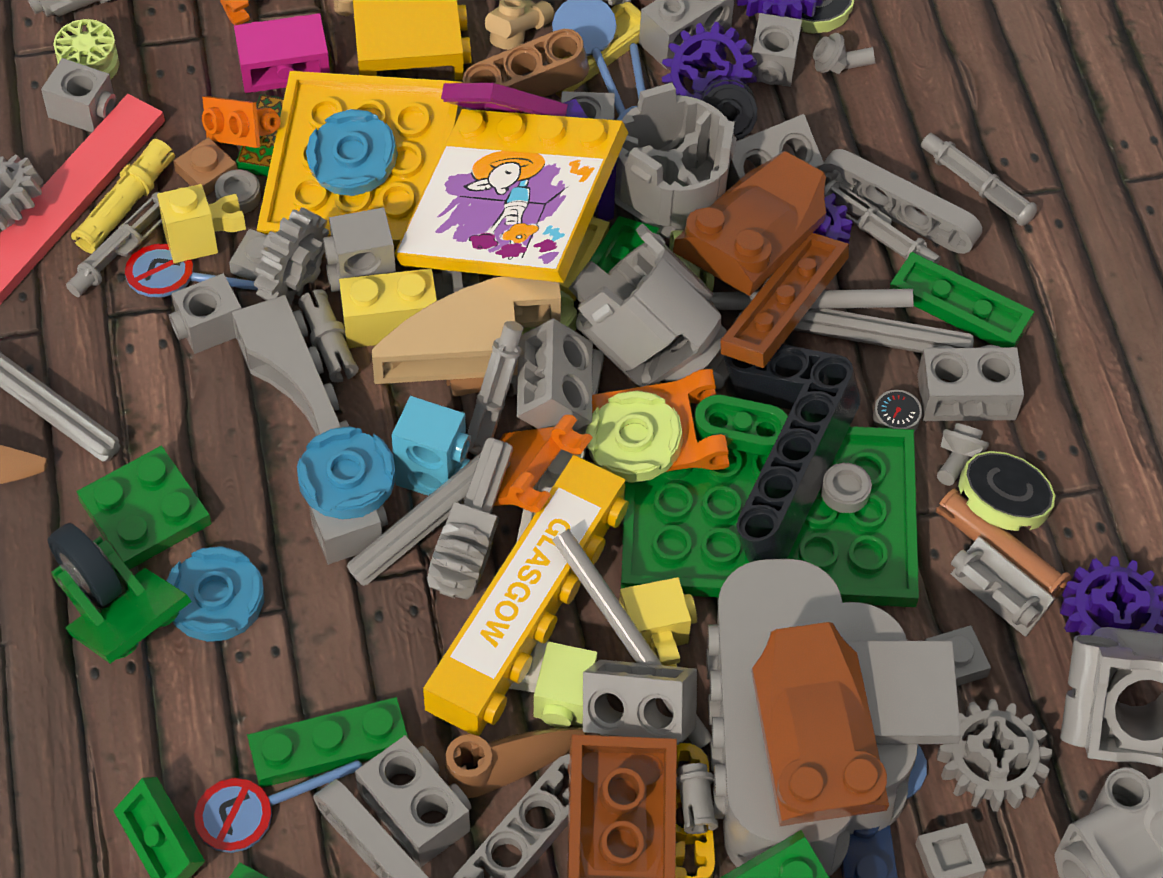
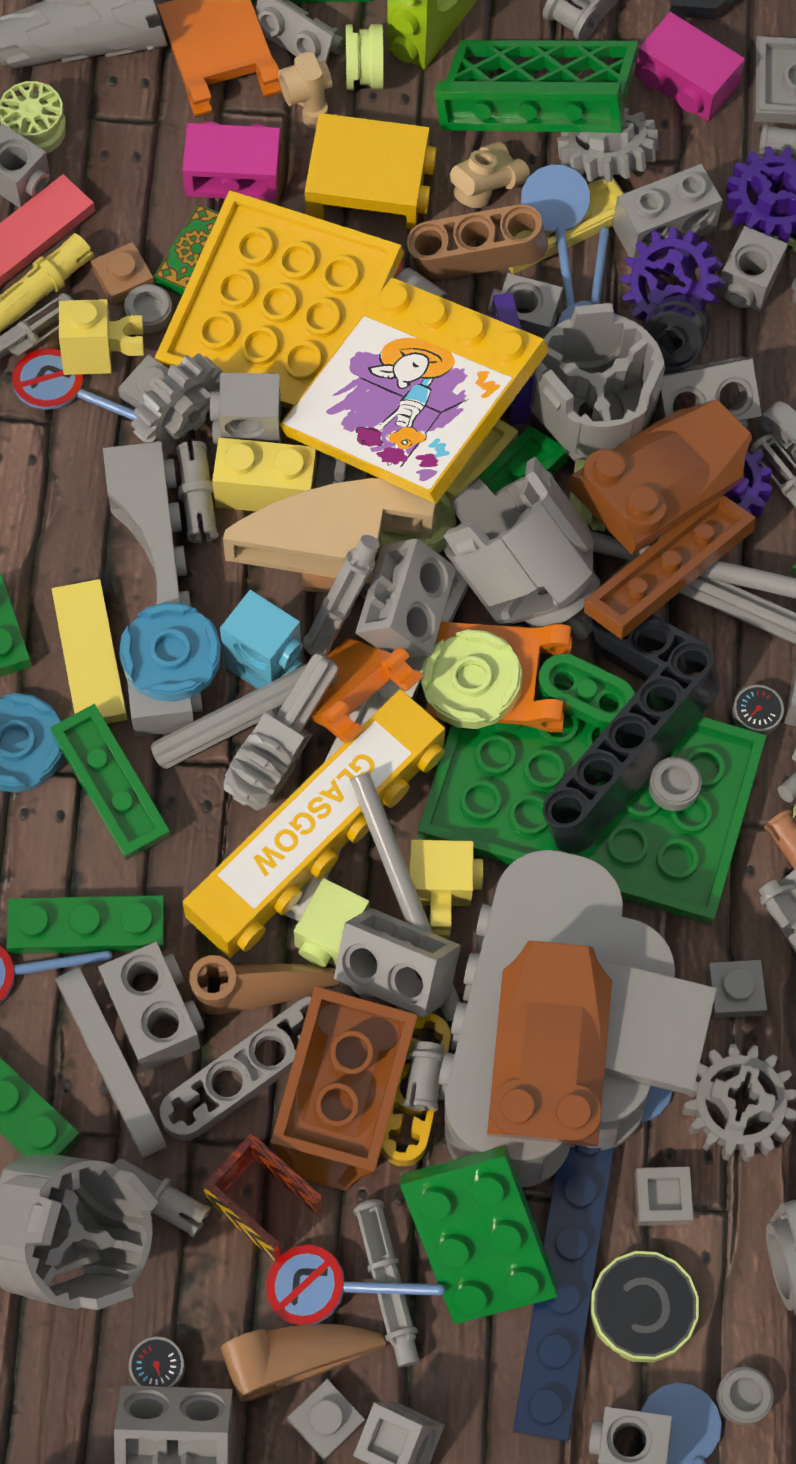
camera: 15 degrees right, 10 degrees up
(206, 297) = (85, 423): light grey brick -> none
(237, 121) = (163, 235): orange hinge -> none
(264, 499) = (89, 649): none -> light yellow tile
(317, 606) = (110, 782): none -> green plate
(348, 164) = (260, 308): dark azure tile -> none
(500, 99) = (435, 281): magenta tile -> none

